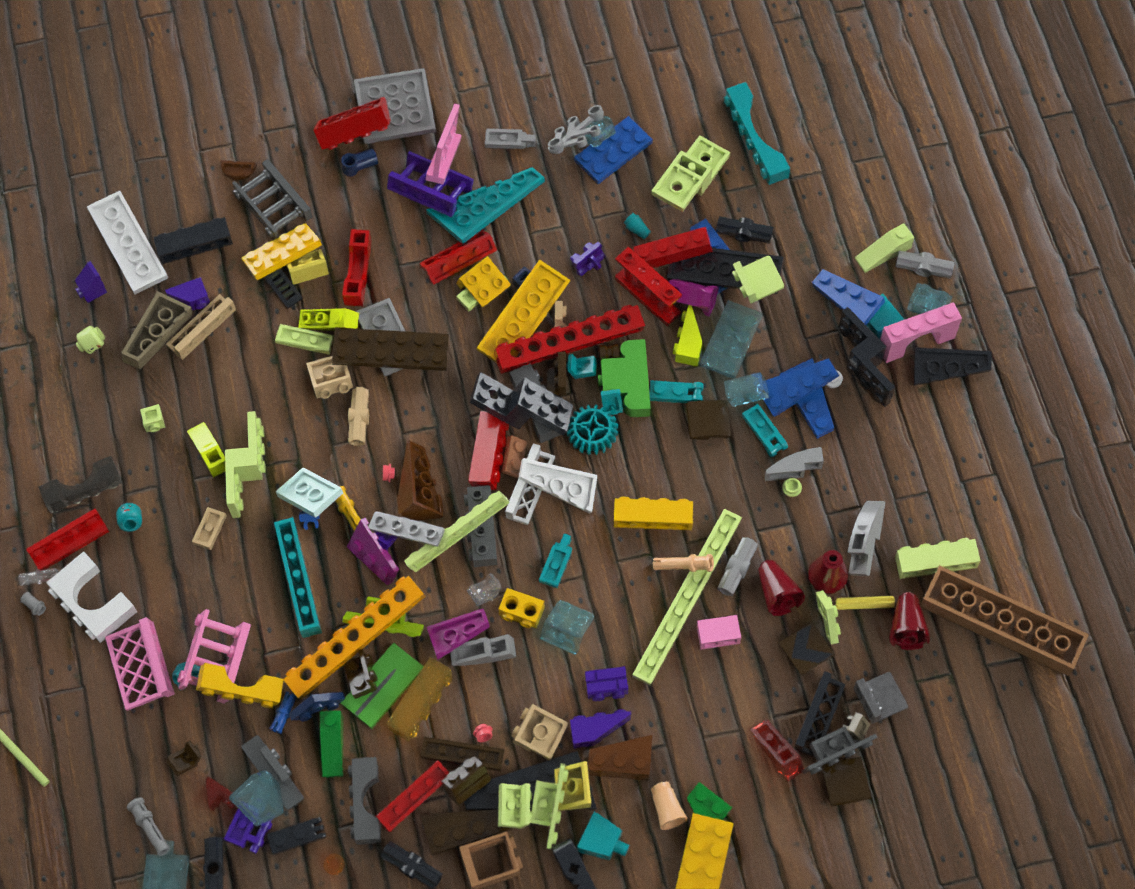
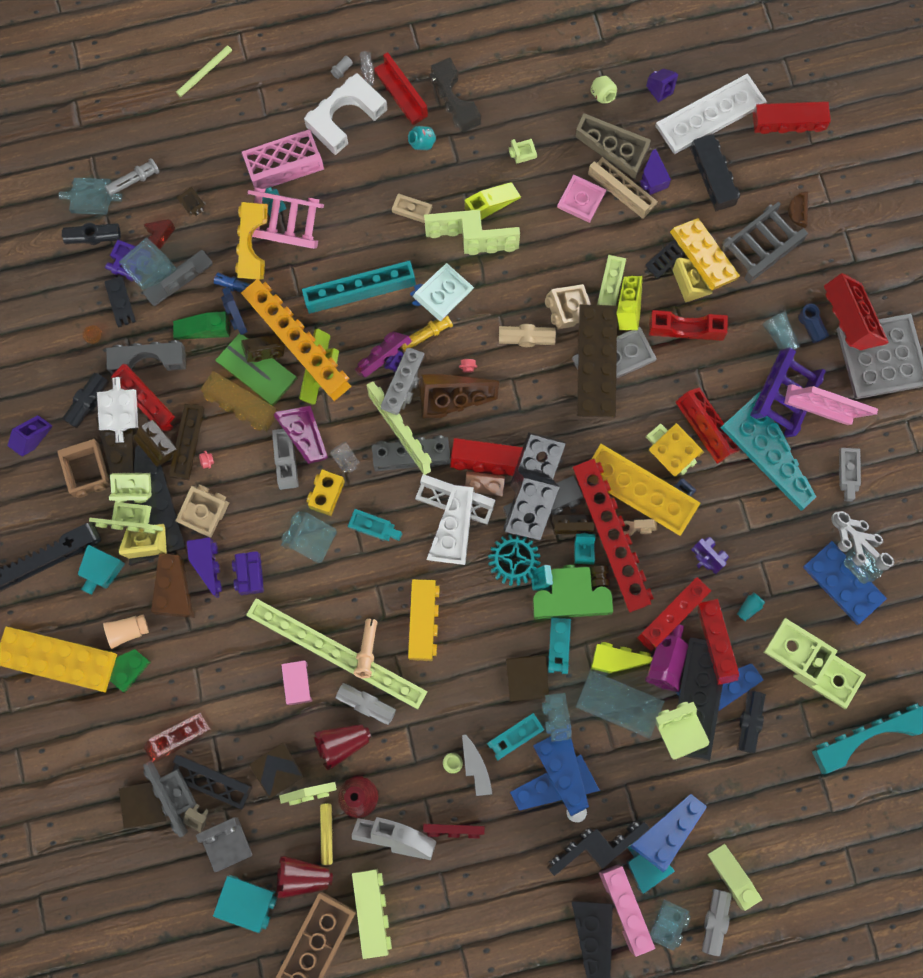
camera: 90 degrees right, 10 degrees up
(140, 169) = (791, 117): none -> red brick
(211, 363) = (581, 198): none -> bright pink plate
(367, 187) = (781, 332): none -> clear light blue plant
(427, 822) = (117, 409): none -> white plate
(856, 484) = (453, 830): none -> dark red plate
(936, 675) = (245, 904): none -> teal panel

